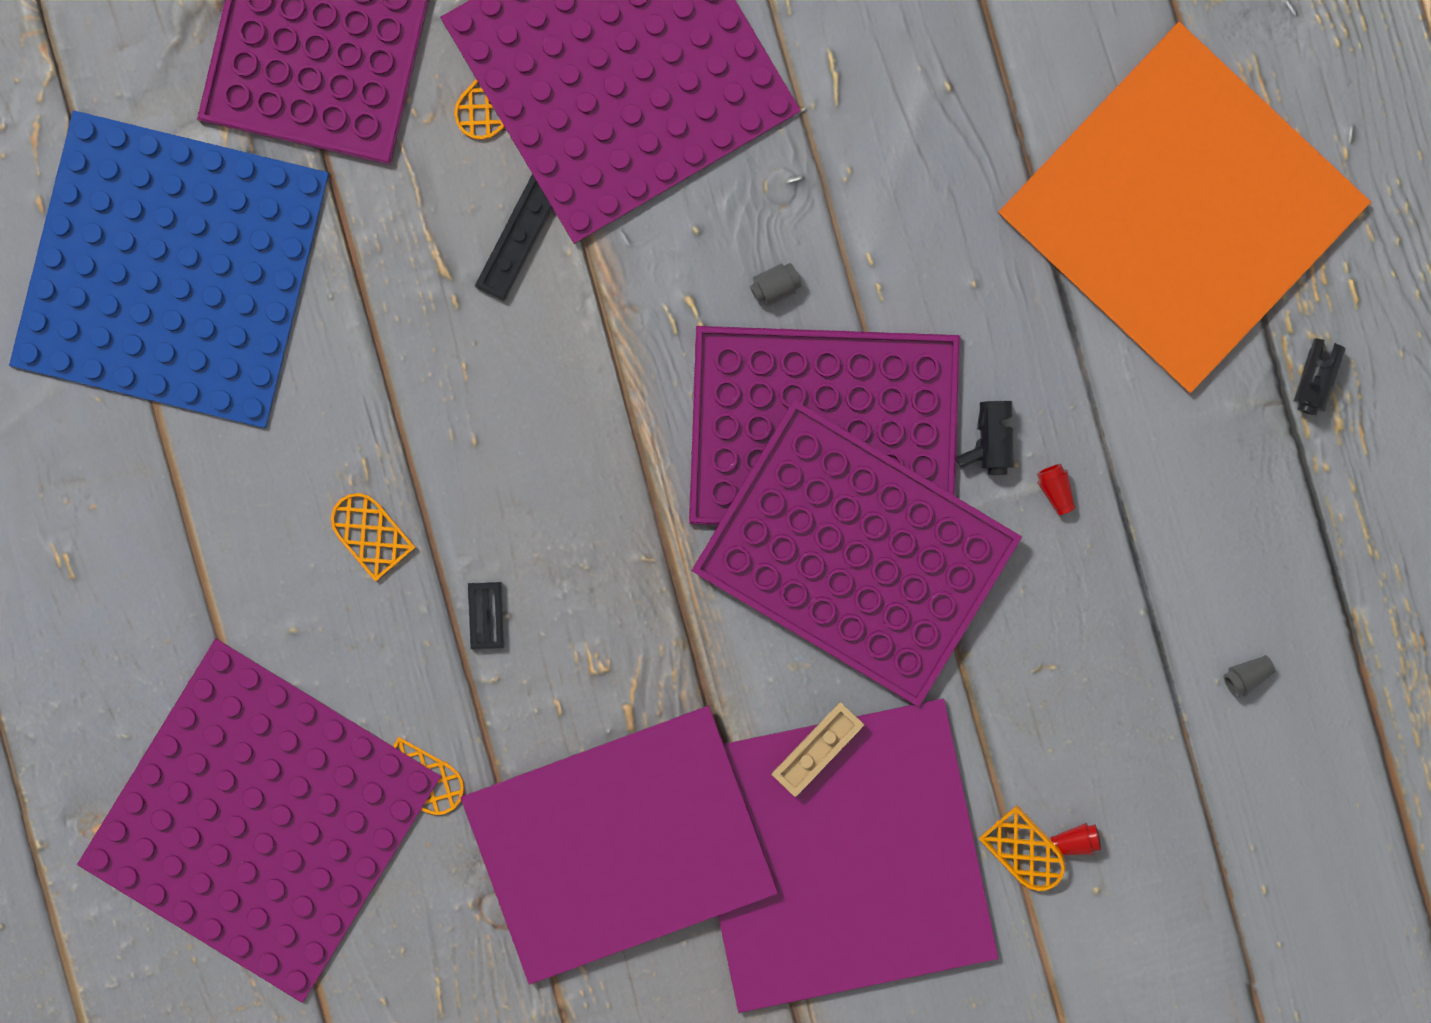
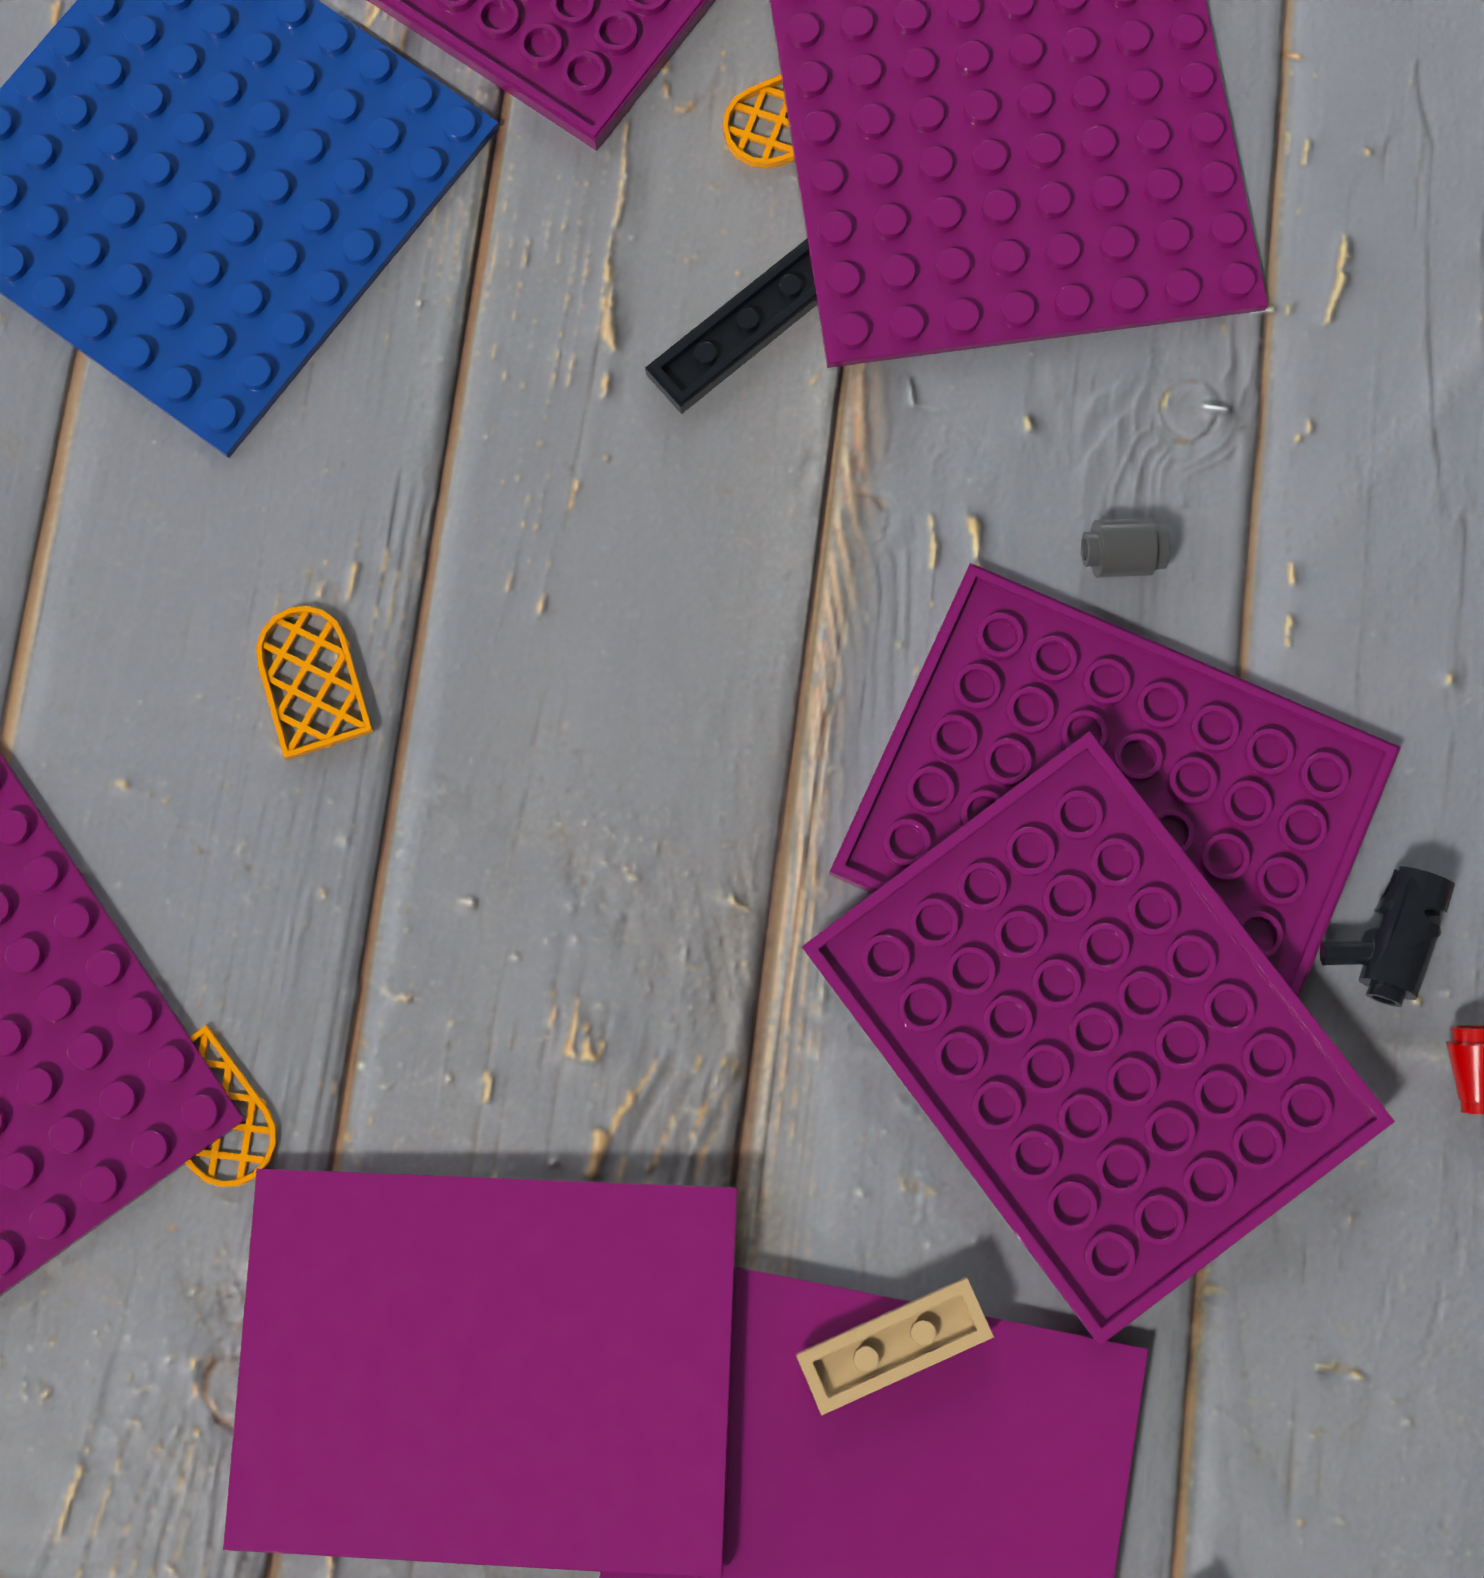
camera: 30 degrees right, 10 degrees down
(487, 644) = (457, 892): black tile -> none

